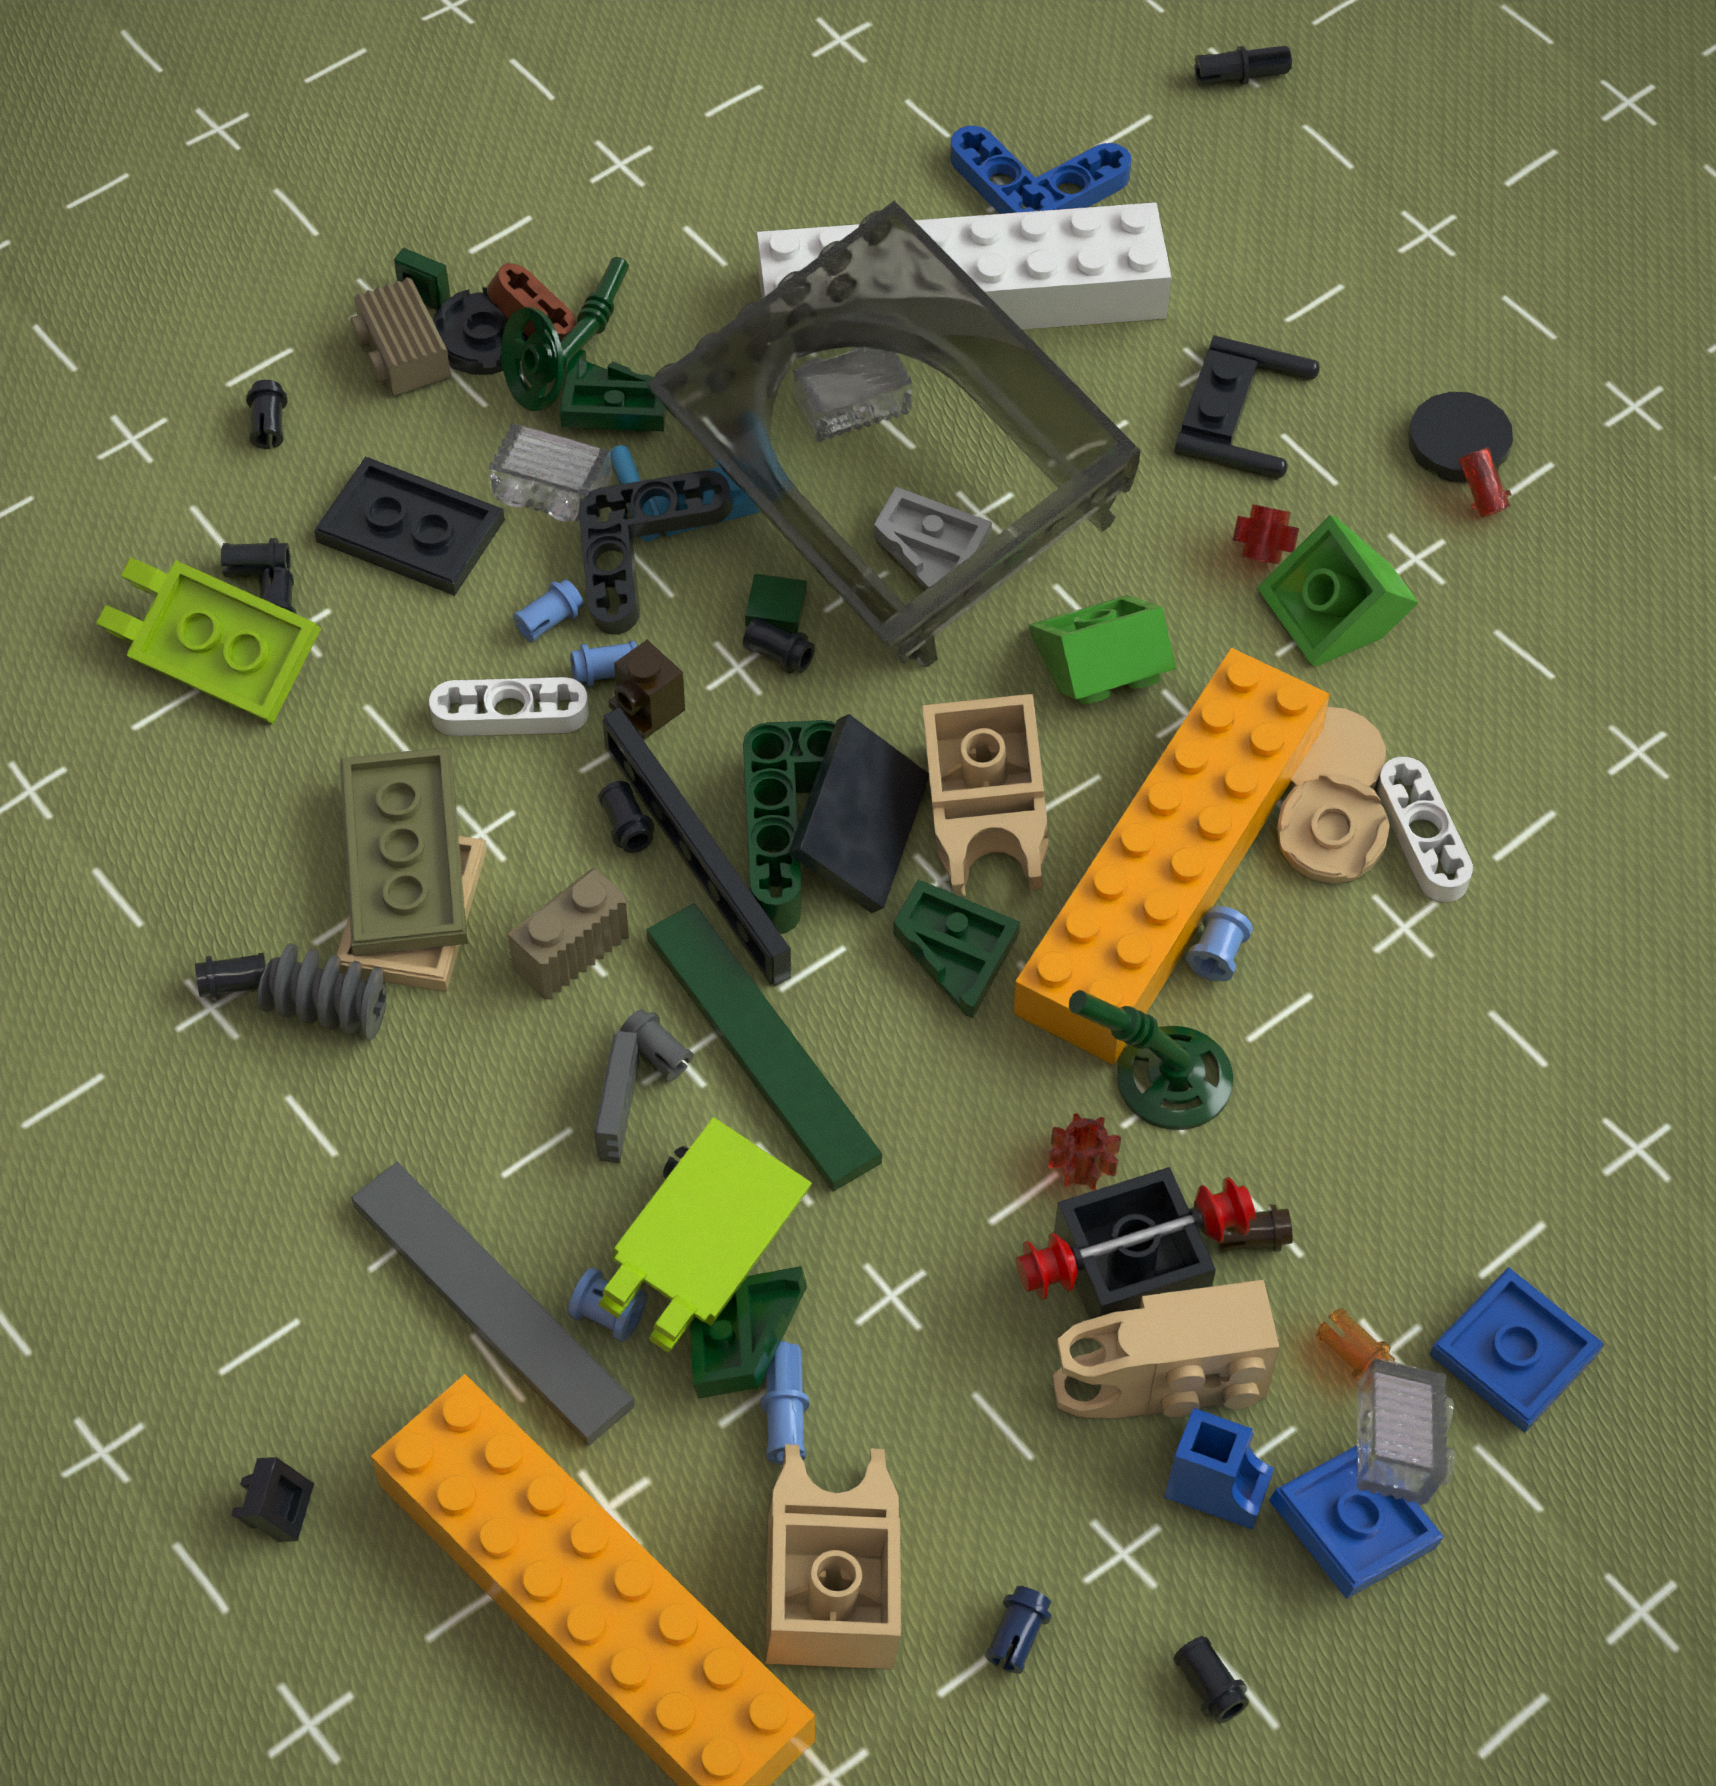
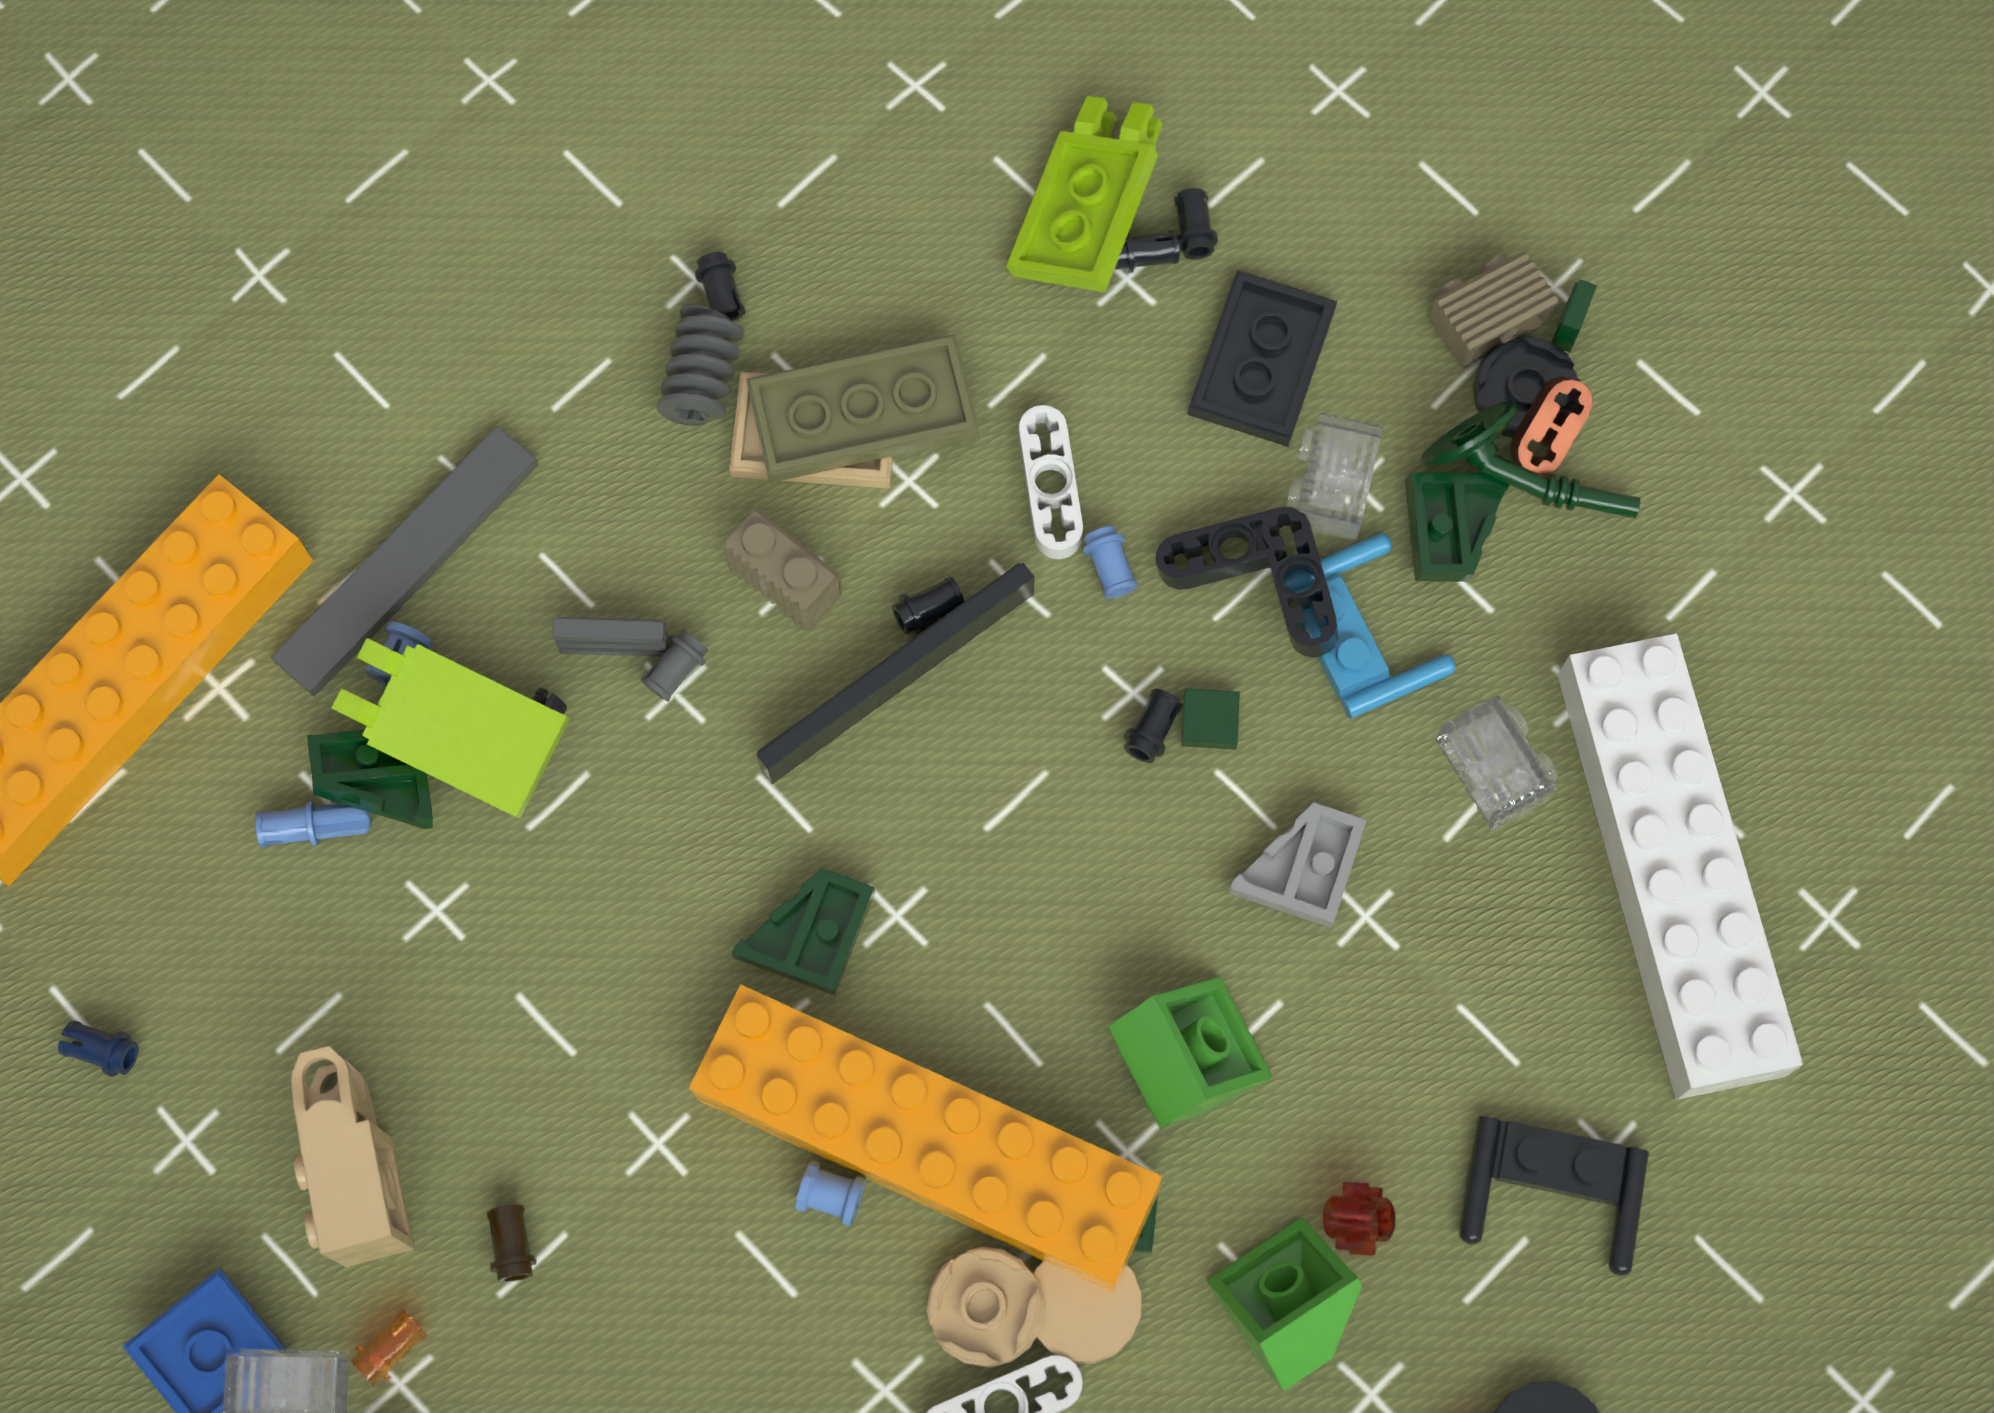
camera: 85 degrees right, 15 degrees up
(266, 403) = (1377, 201): black pin -> none
(275, 1499) = (201, 413): black tile -> none
(548, 610) = (1168, 500): medium blue pin -> none
(648, 689) = (1075, 604): dark brown brick -> none
(764, 1047) = (686, 764): dark green tile -> none
(777, 781) = (930, 756): dark green beam -> none
(833, 1569) = (164, 879): tan brick -> none
(859, 813) = (940, 821): black tile -> none
(907, 296) = (1379, 633): clear smoke panel -> none
(986, 785) = (966, 949): tan brick -> none
(1040, 191) = (1833, 946): blue beam -> none
(1084, 1151) = (577, 1057): clear red gear -> none
(1134, 1241) = (461, 1121): black brick -> none
(1171, 1064) = (679, 1143): dark green dish -> none
(1219, 1470) = (250, 1216): blue brick -> none
(1219, 1691) = (52, 1224): black pin -> none

